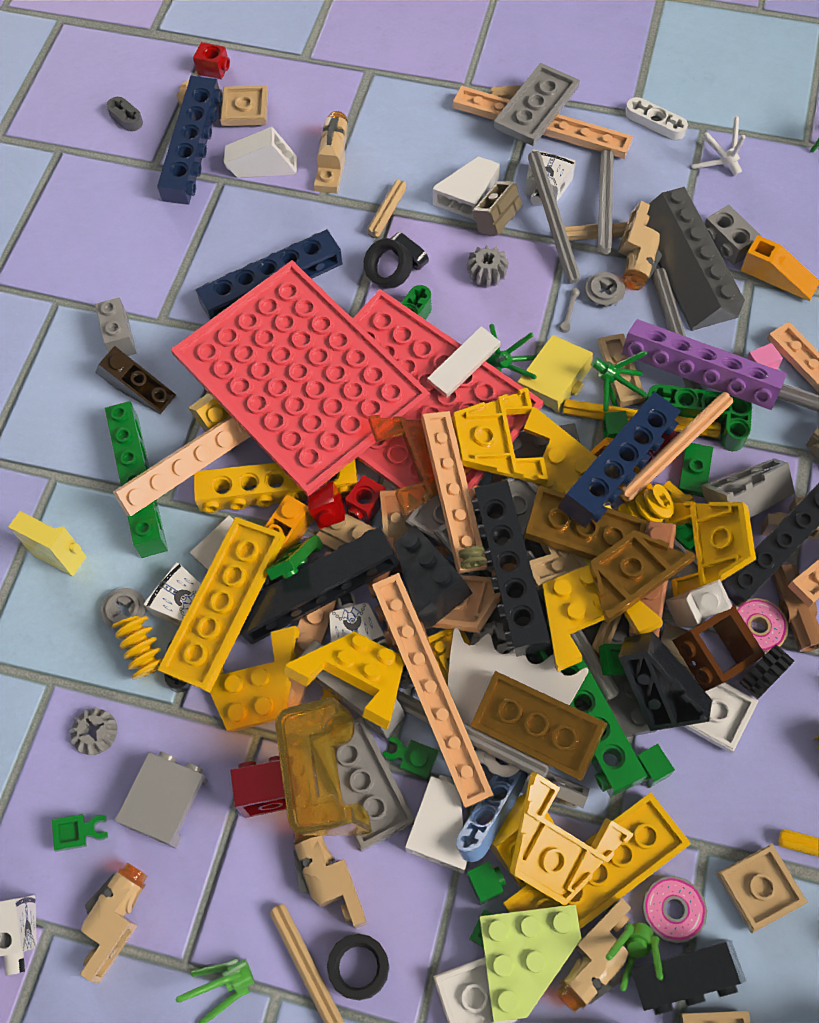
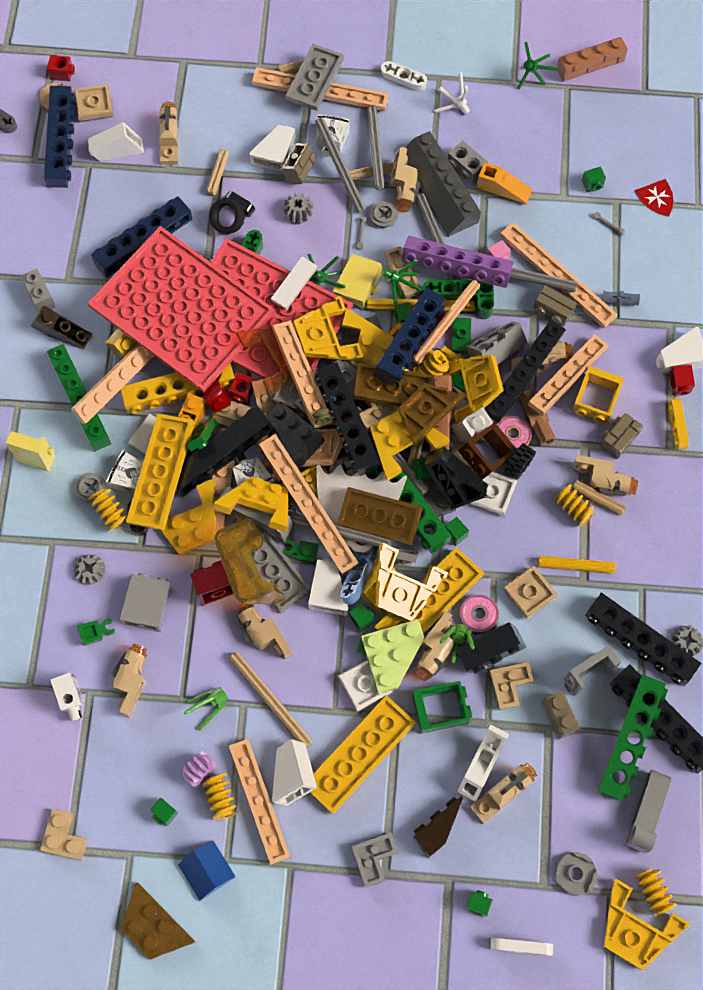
camera: 15 degrees left, 5 degrees up
(334, 962) = (291, 663): black tyre -> none

